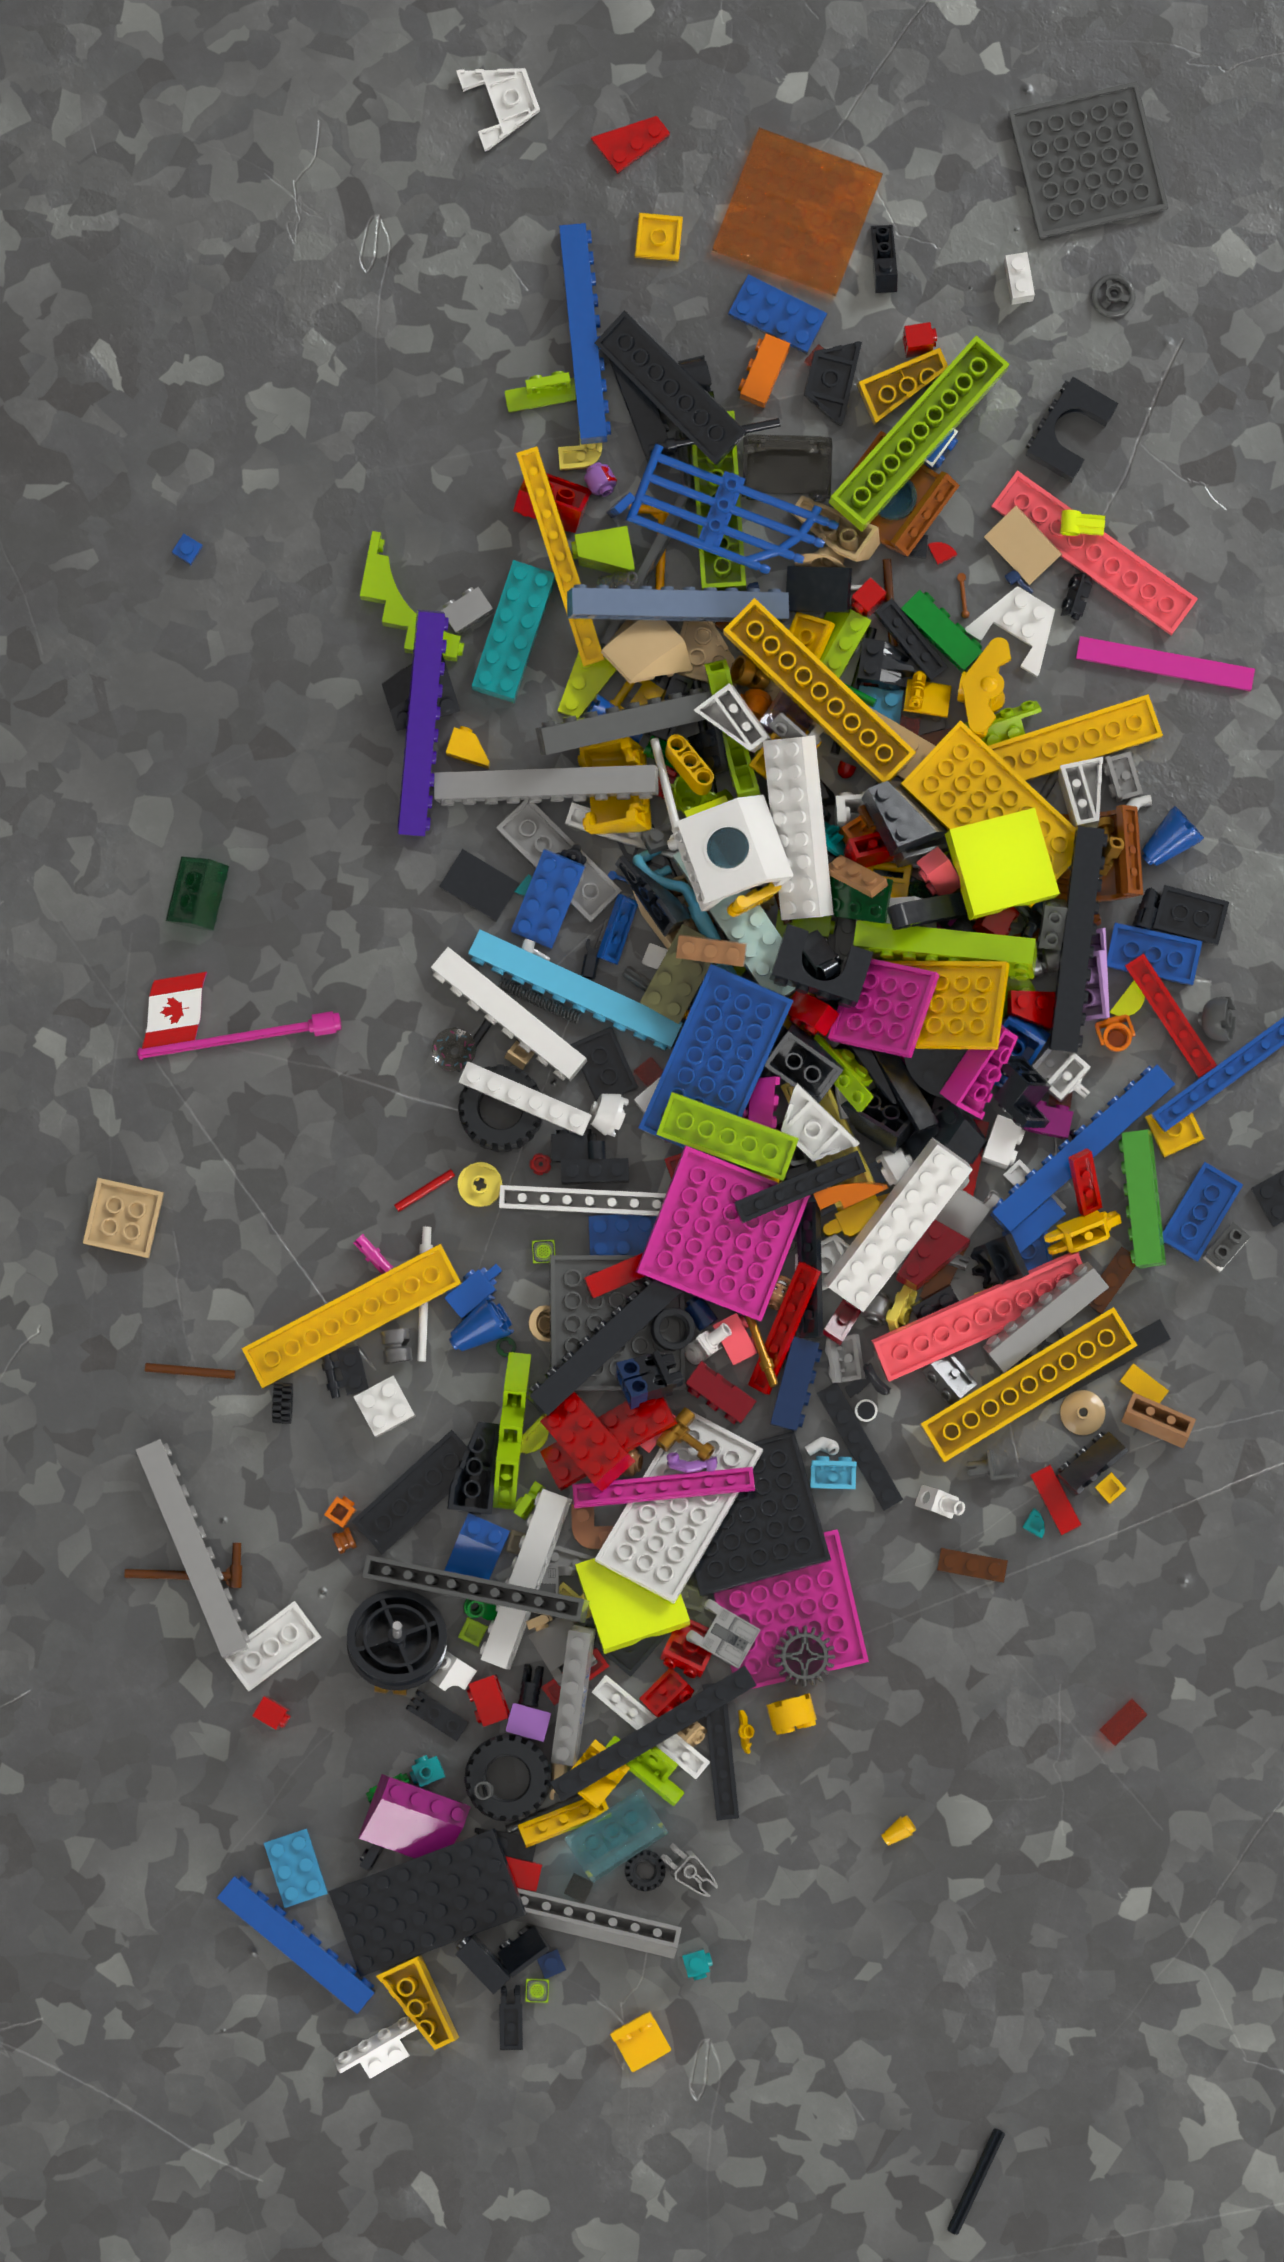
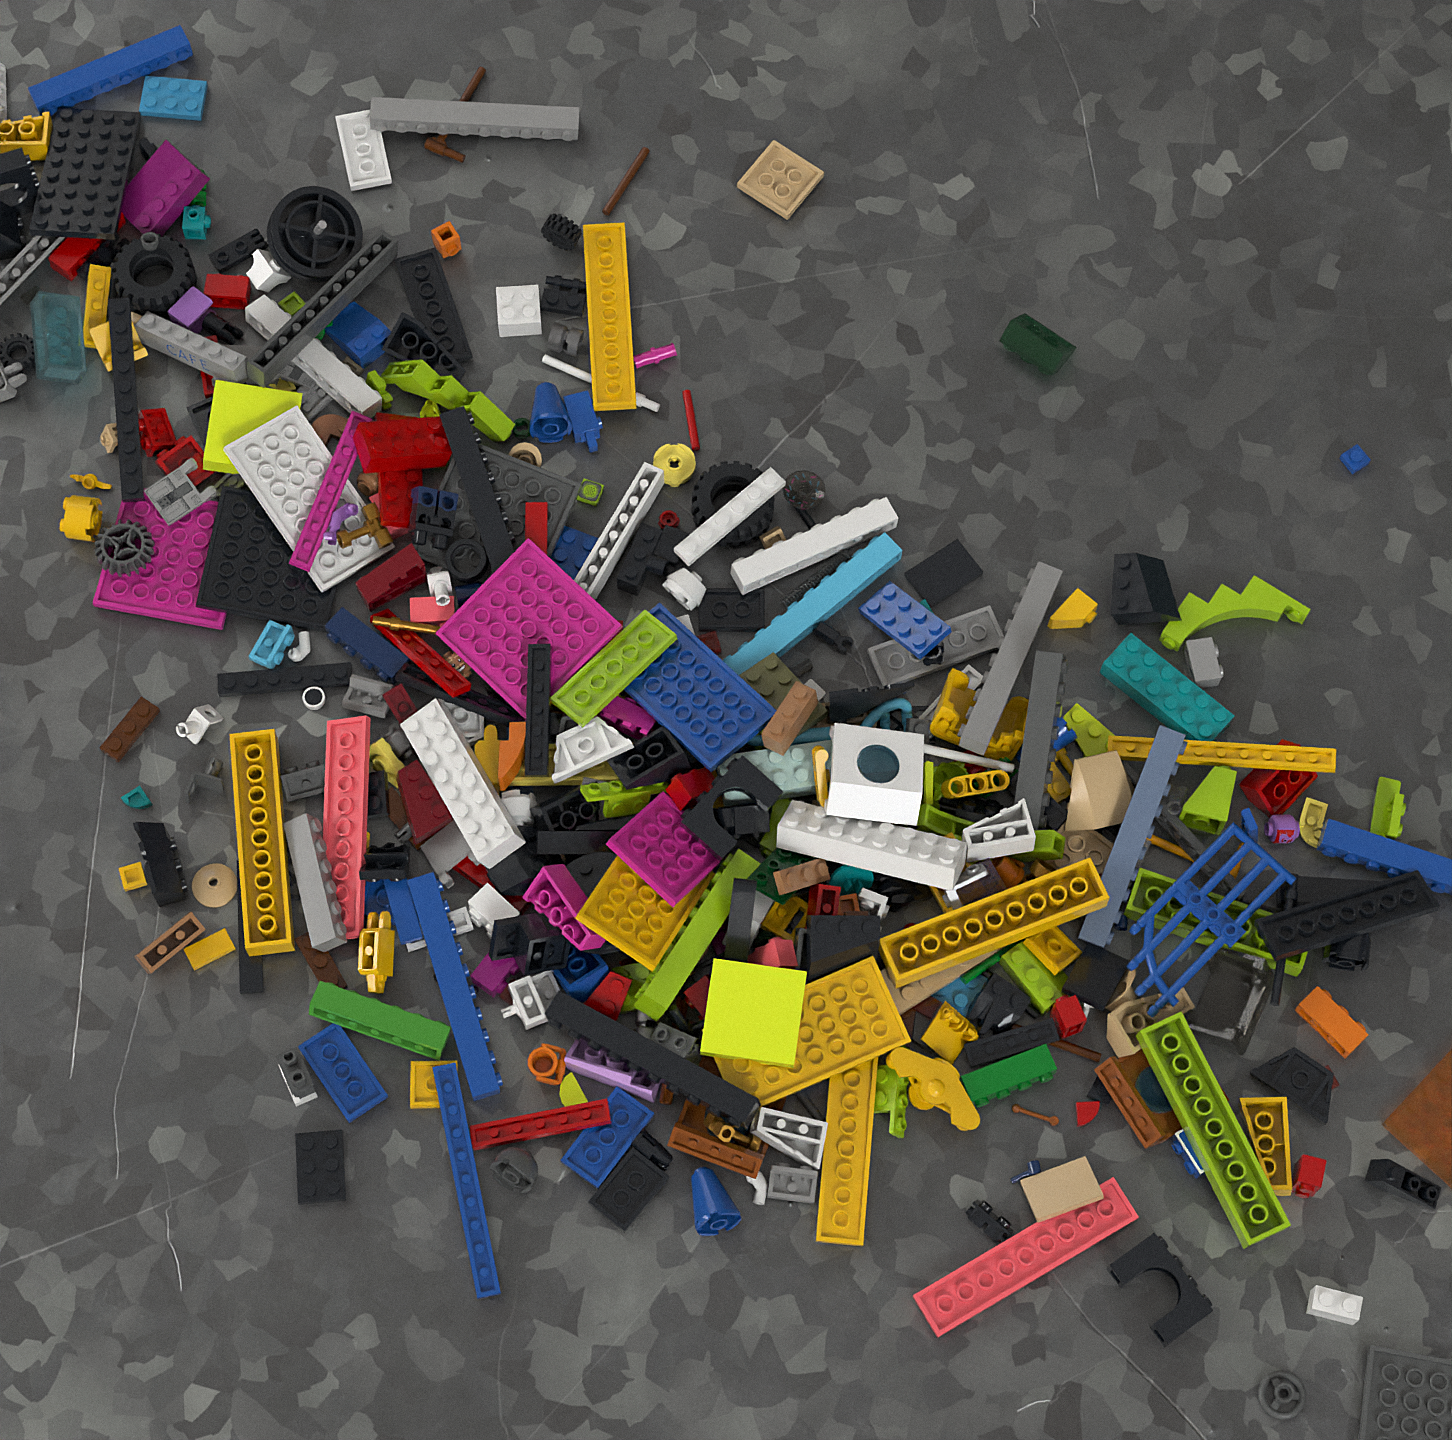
camera: 110 degrees right, 15 degrees down
(176, 1016) = (936, 288): flag -> none
(272, 1713) = (306, 122): red brick -> none
(344, 1540) = (421, 236): dark orange wheel -> none
(421, 722) = (1114, 570): dark purple brick -> none
(529, 945) = (868, 590): white hand -> none
(617, 929) = (848, 667): blue tile -> none
(639, 1716) = (156, 397): white plate -> none
(654, 1769) = (94, 393): lime bracket -> none
(722, 1763) = (73, 450): black plate -> none
(777, 313) = (1384, 1060): blue plate -> none
(858, 1385) = (336, 710): black piece -> none
(1021, 617) = (990, 1160): white wing -> none
(1055, 1500) = (125, 830): red tile -> none
(1075, 523) = (1061, 1248): neon yellow piece -> none
(1085, 1182) = (419, 969): red plate -> none
(1165, 663) = (886, 1278): dark pink tile -> none

